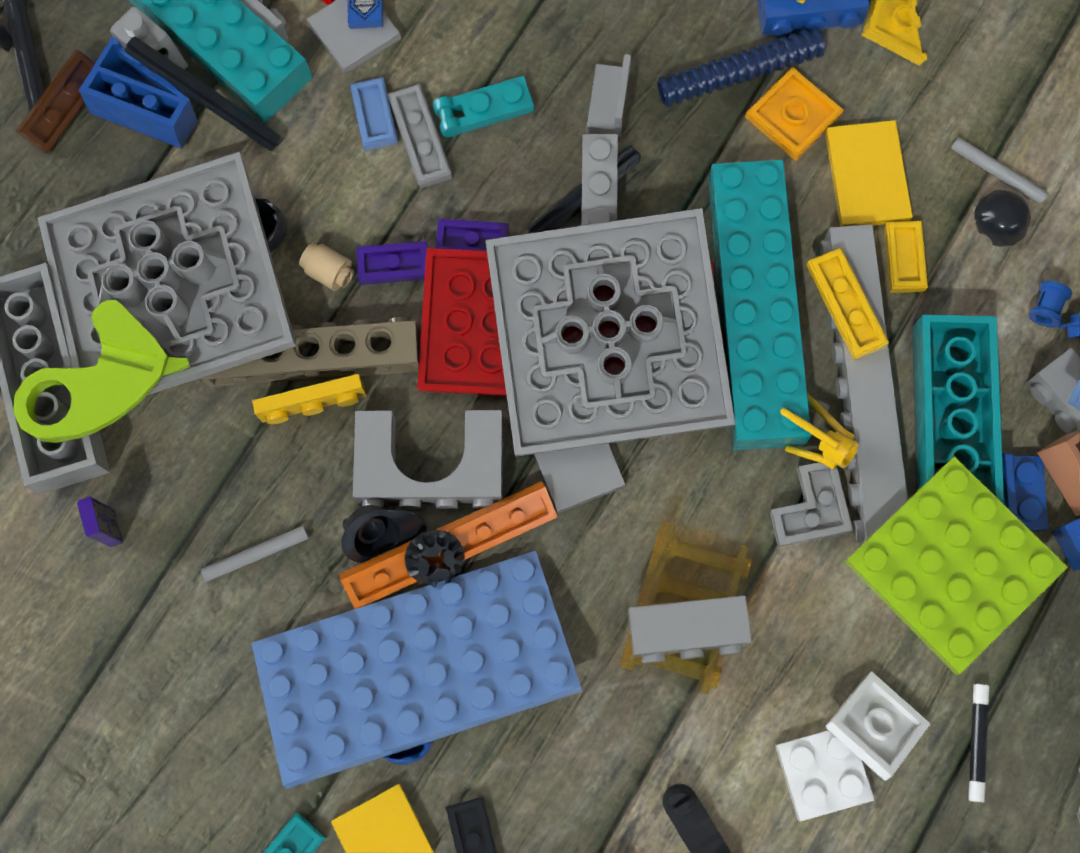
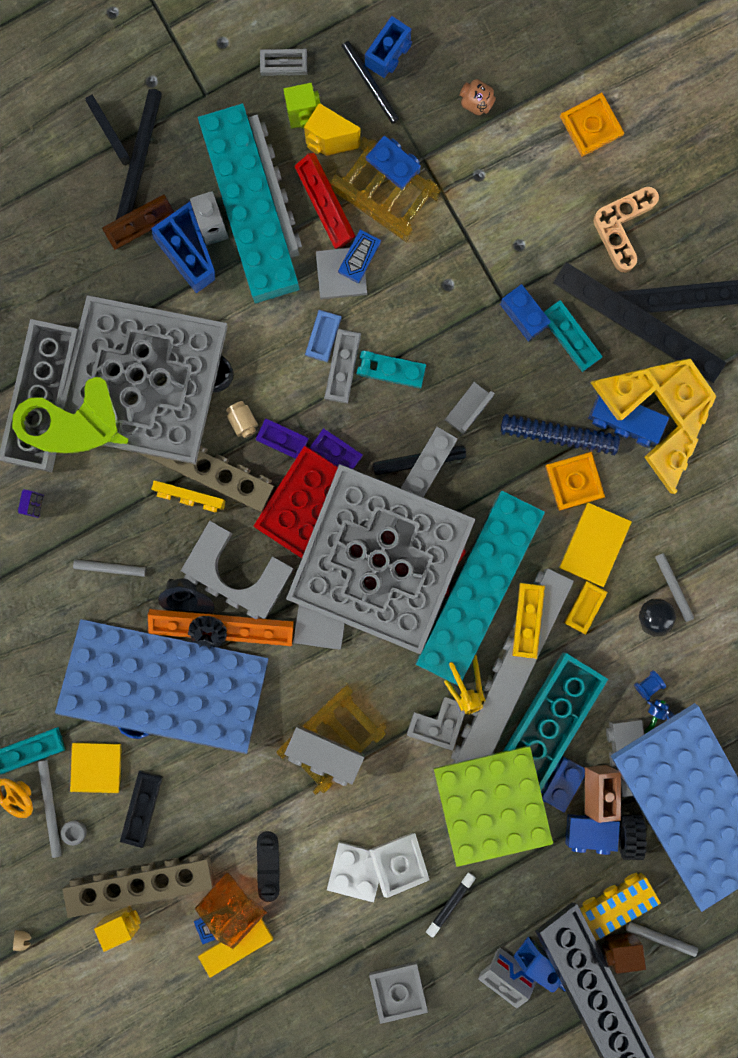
camera: 25 degrees right, 10 degrees up
(202, 93) = (225, 270): black axle -> none

